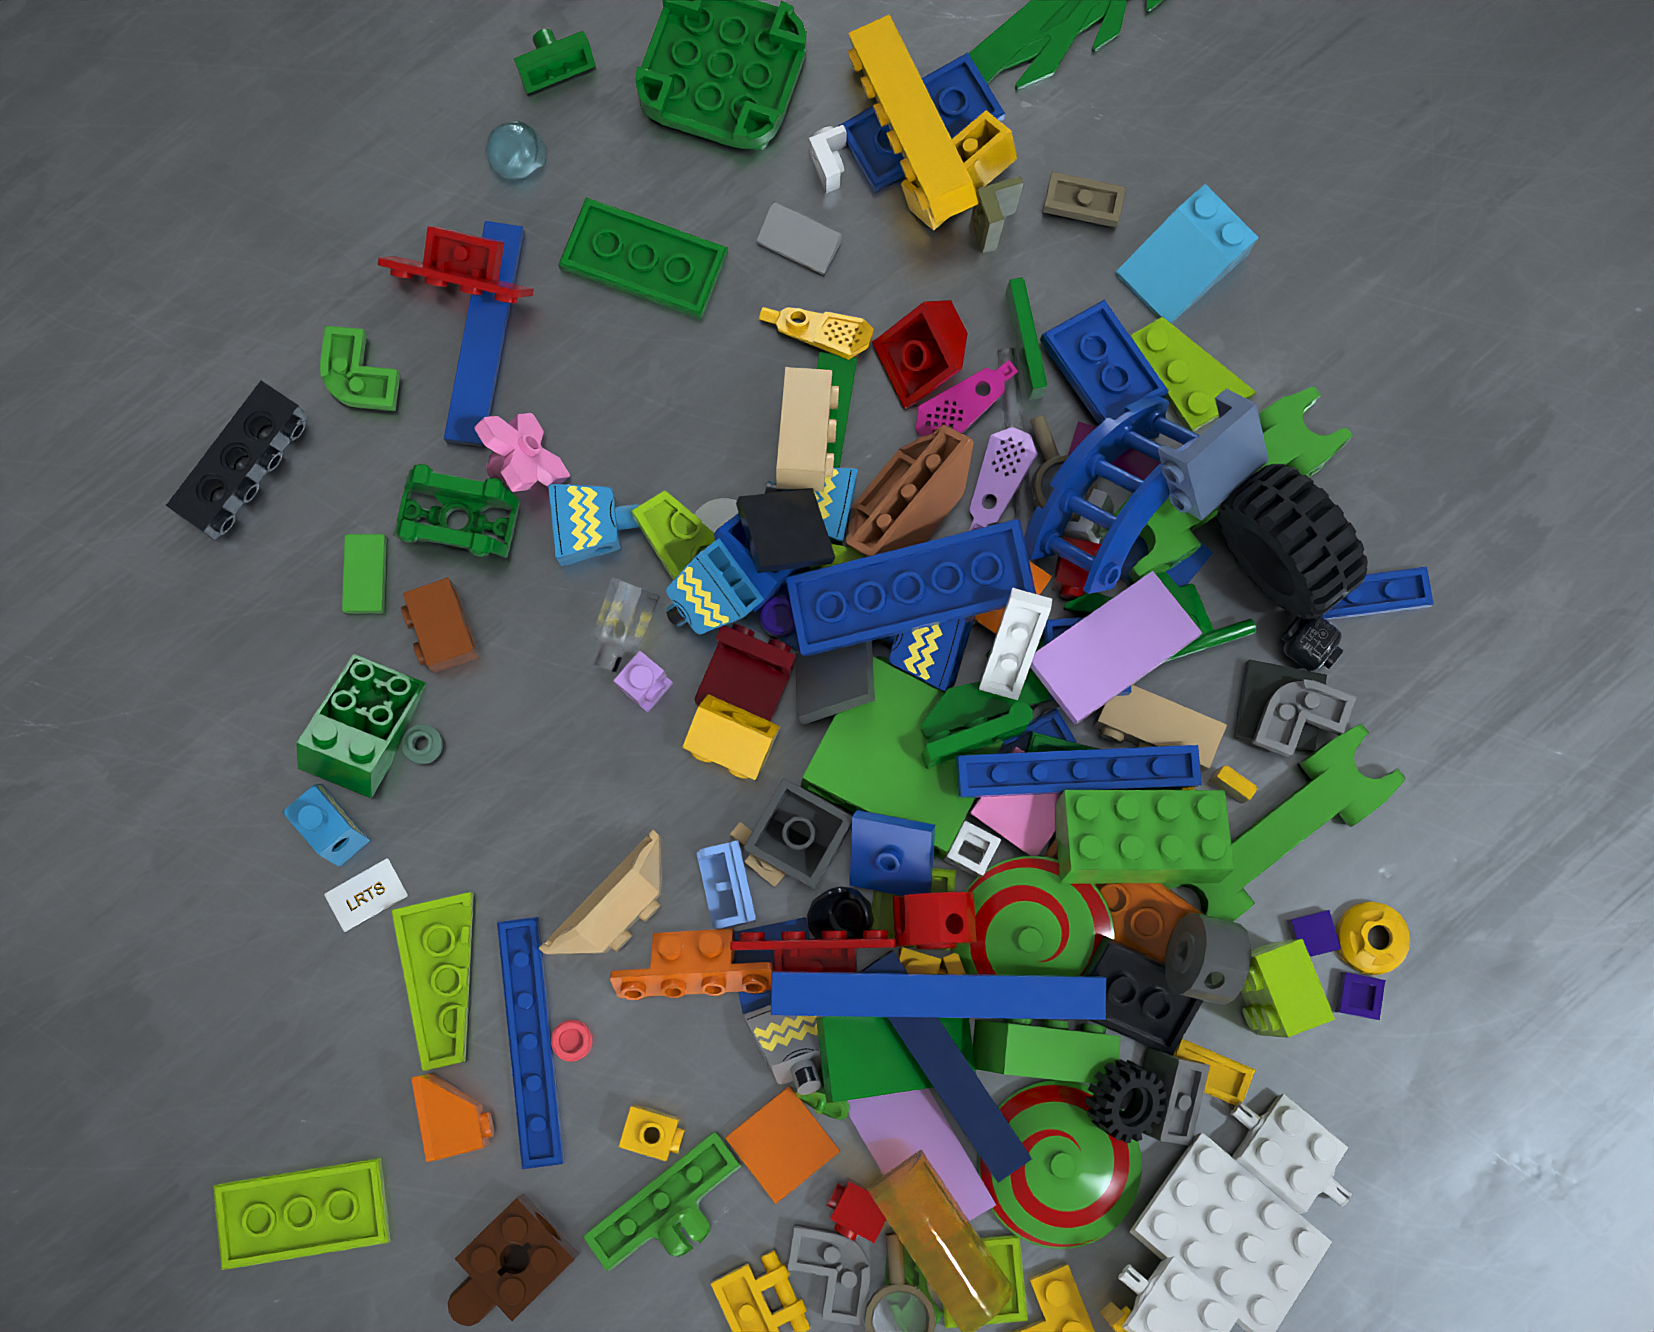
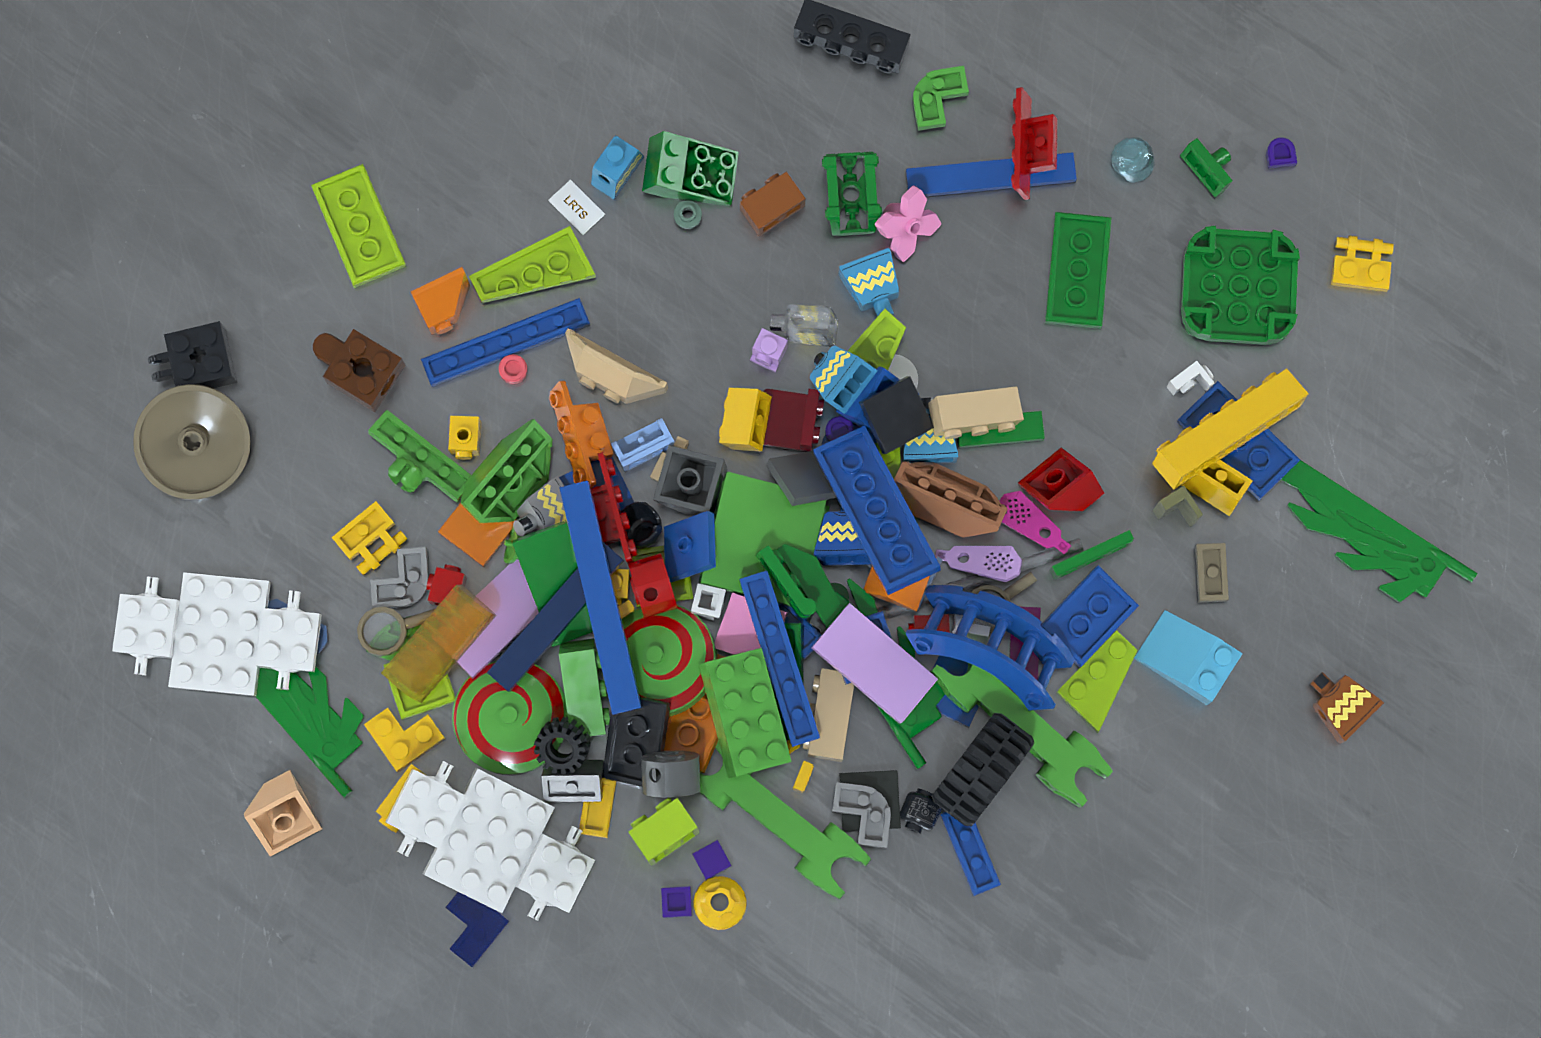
camera: 80 degrees right, 0 degrees up
(364, 574) = (796, 143): bright green tile -> none
(725, 1084) = (509, 475): none -> bright green wedge
(799, 238) = (1122, 375): light grey slope -> none
(828, 331) = (1061, 405): yellow piece -> none
(1015, 643) = (853, 588): white plate -> none
(1217, 459) = (1021, 695): sand blue panel -> none
(1292, 88) = (1343, 705): none -> dark orange torso
(1346, 1278) = (482, 927): none -> clear blue tile

